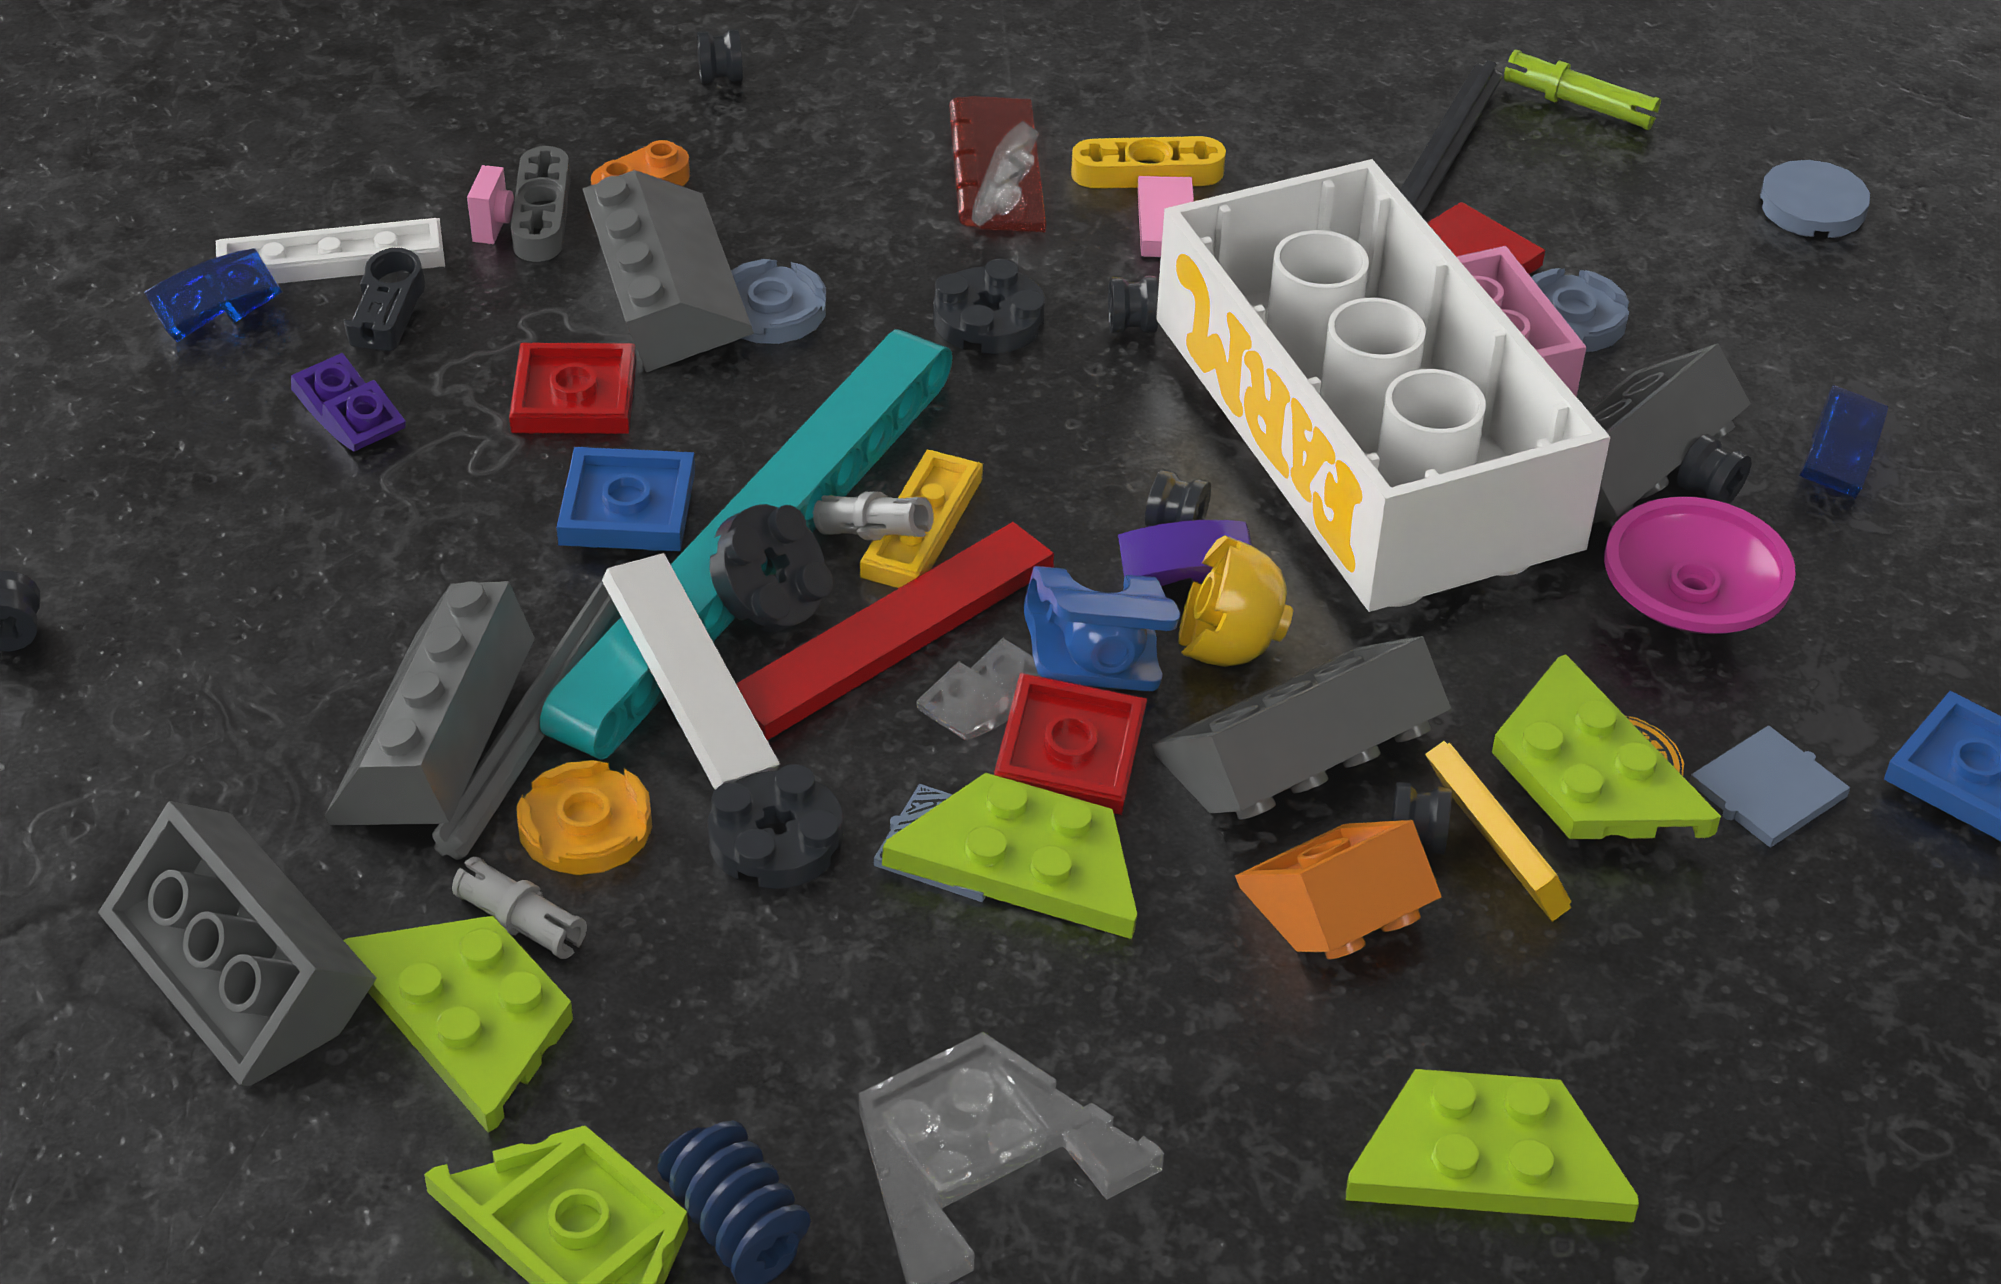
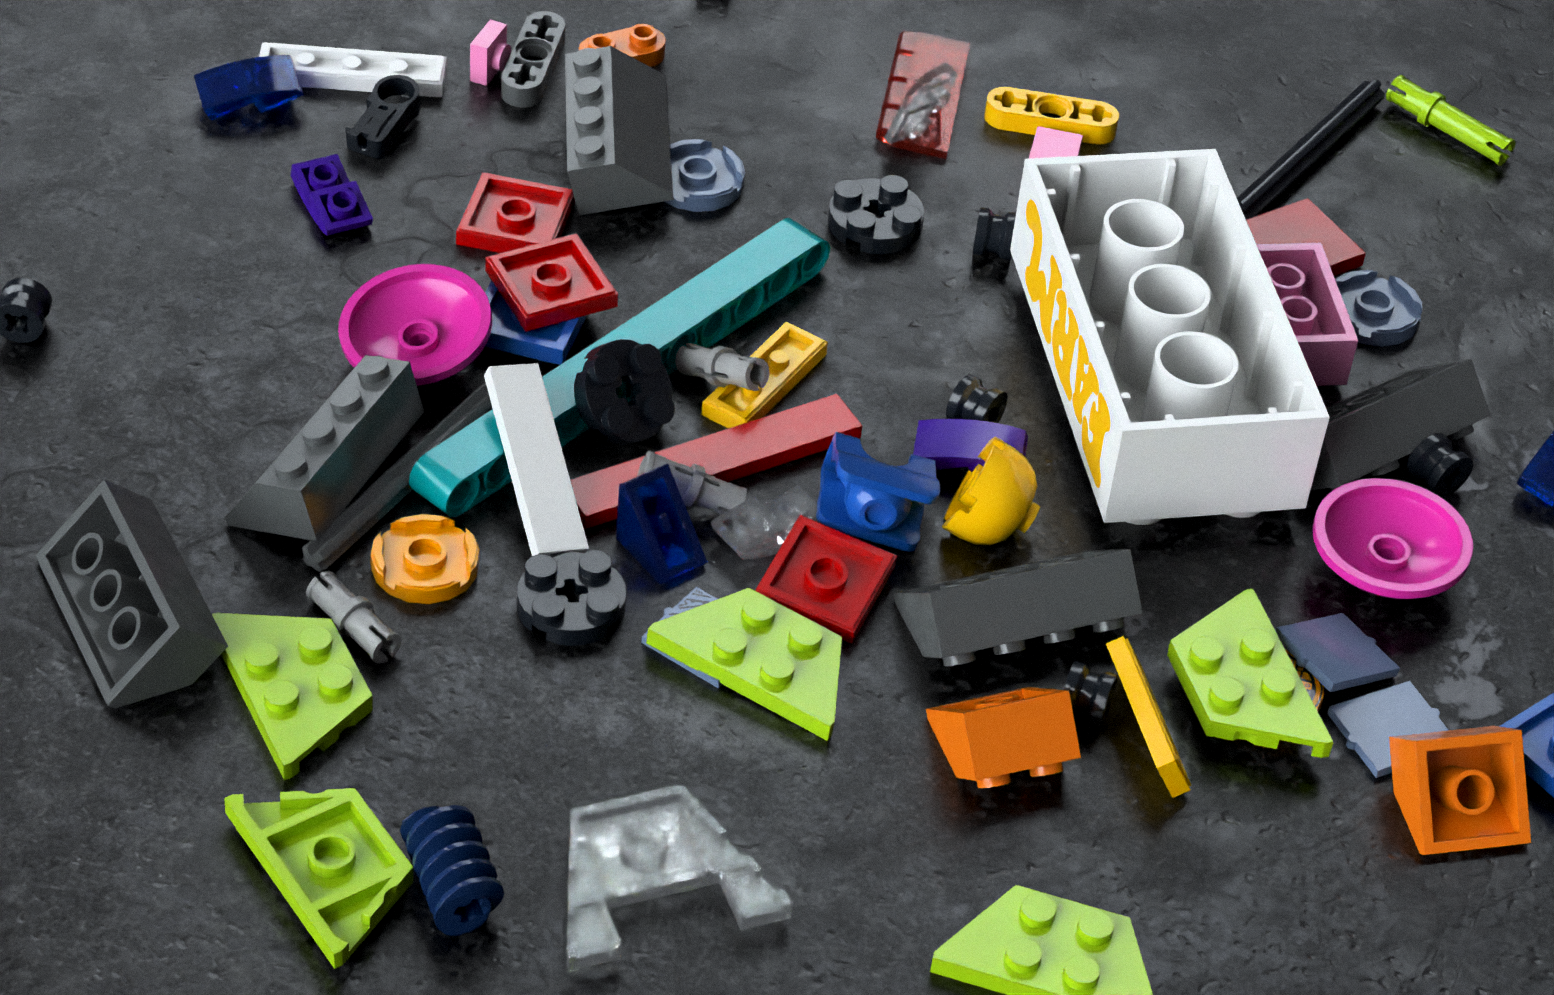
camera: 10 degrees right, 0 degrees up
(498, 526) = (418, 316): none -> dark pink dish
(643, 455) = (551, 282): none -> red tile
(855, 721) = (657, 525): none -> clear blue slope
(878, 662) = (697, 486): none -> light grey pin
(1679, 709) = (1336, 652): none -> sand blue piece
(1878, 839) = (1462, 788): none -> orange slope

